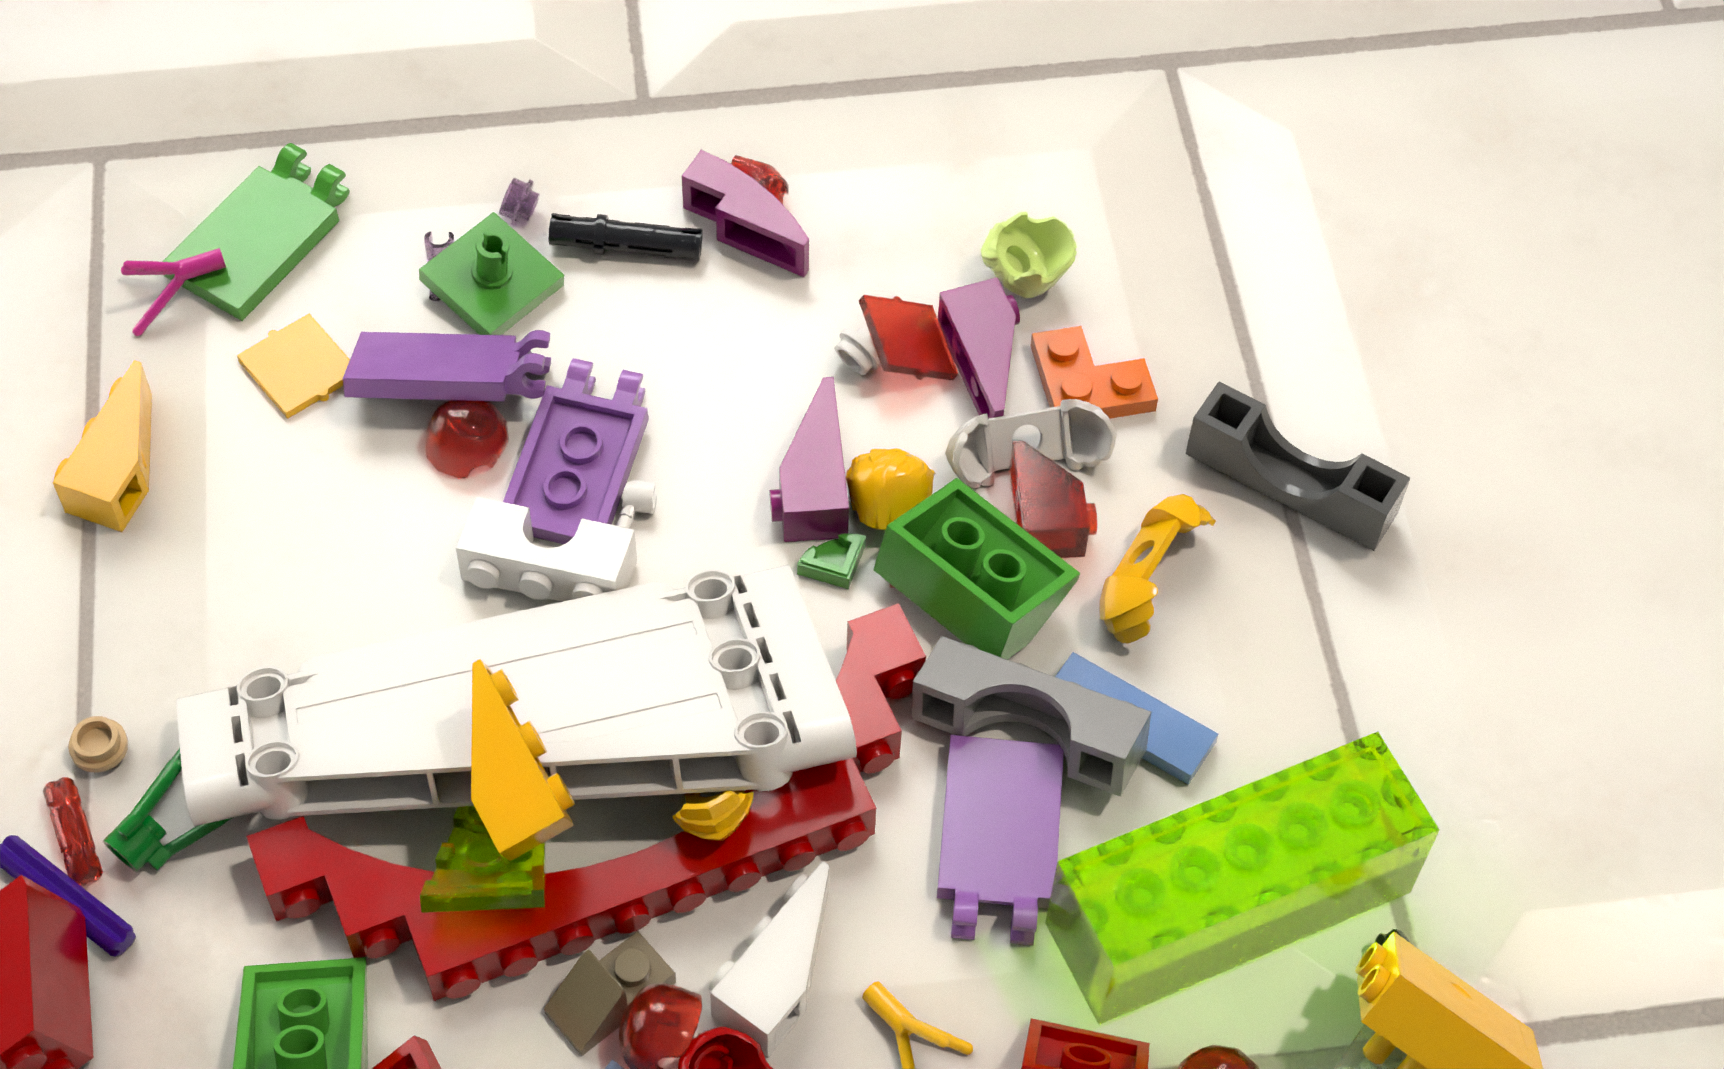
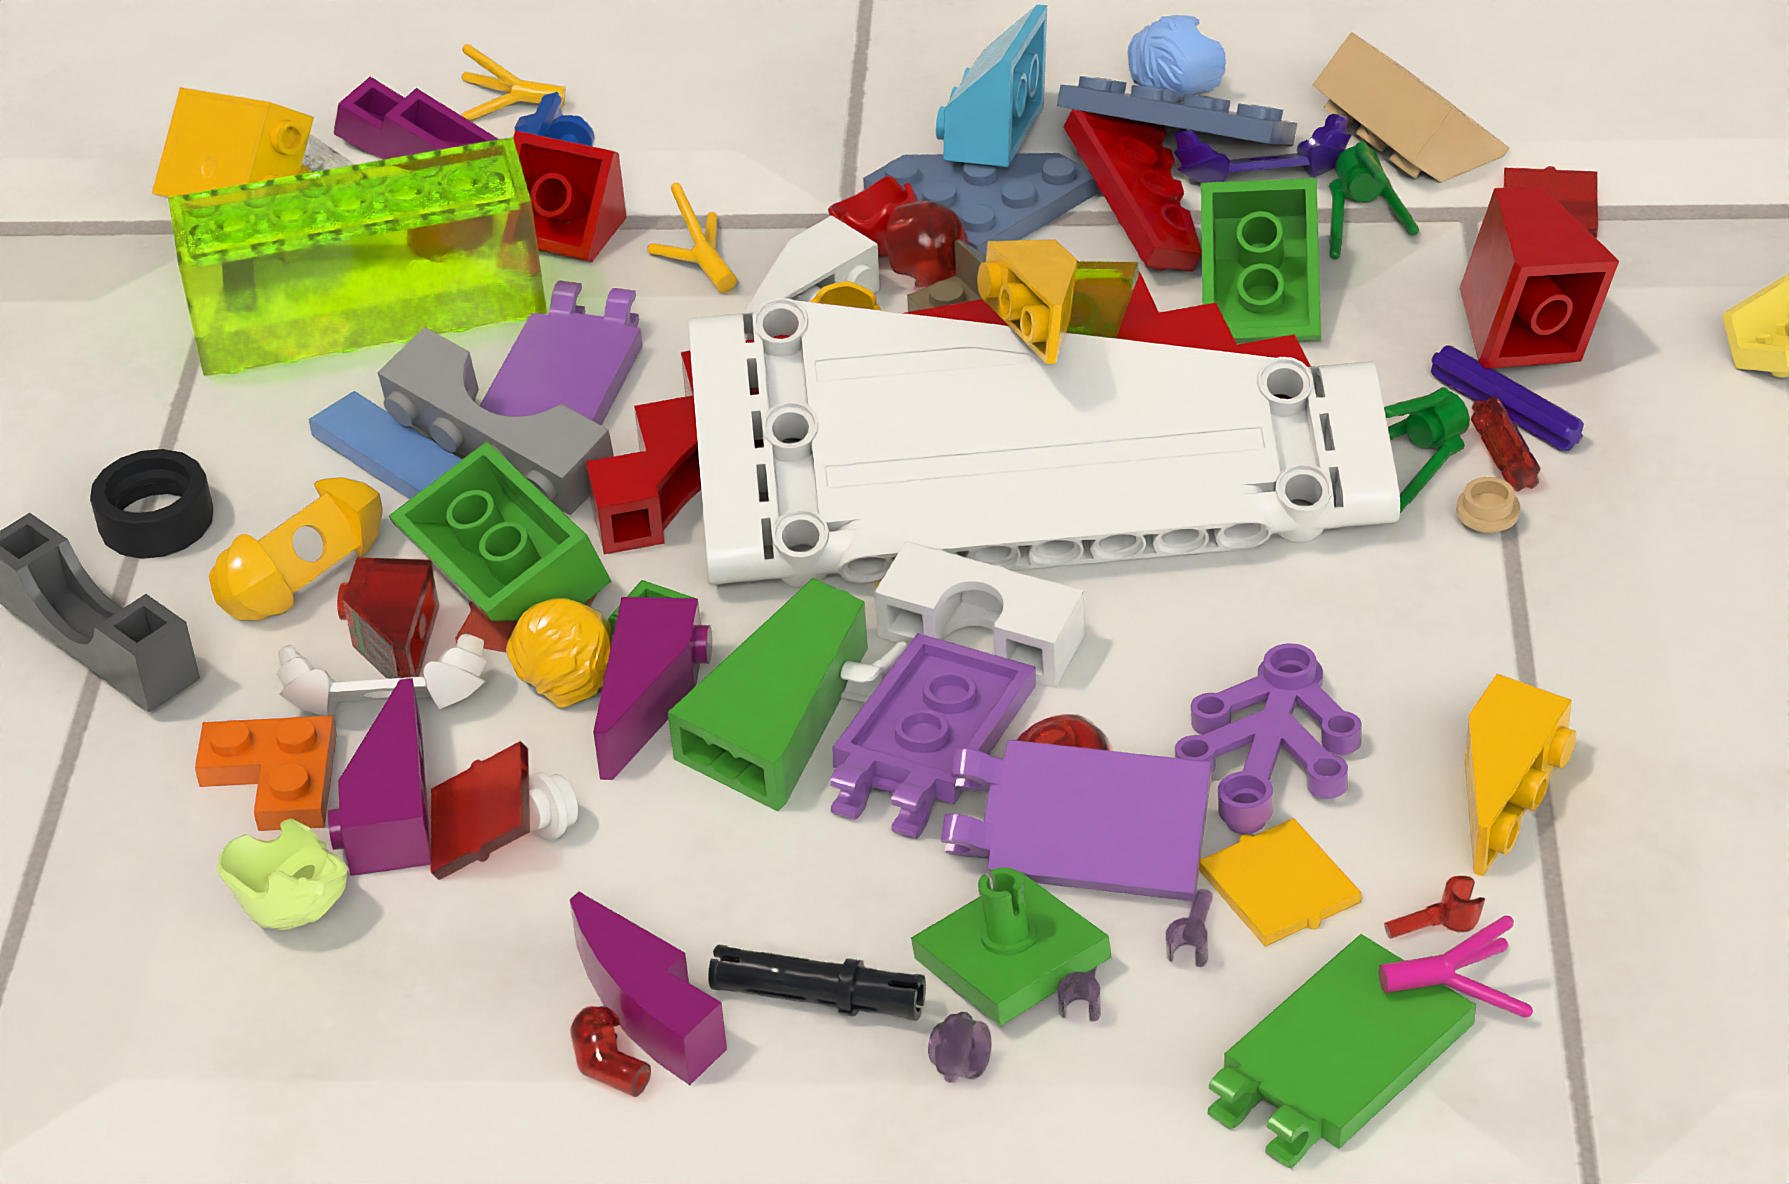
camera: 165 degrees left, 15 degrees down
(168, 350) = (1453, 911): none -> clear red hand
(303, 478) = (1284, 677): none -> medium lavender plant
(363, 306) = (1191, 929): none -> clear purple hand
(704, 463) = (772, 696): none -> bright green slope
(1314, 581) = (157, 531): none -> black tyre

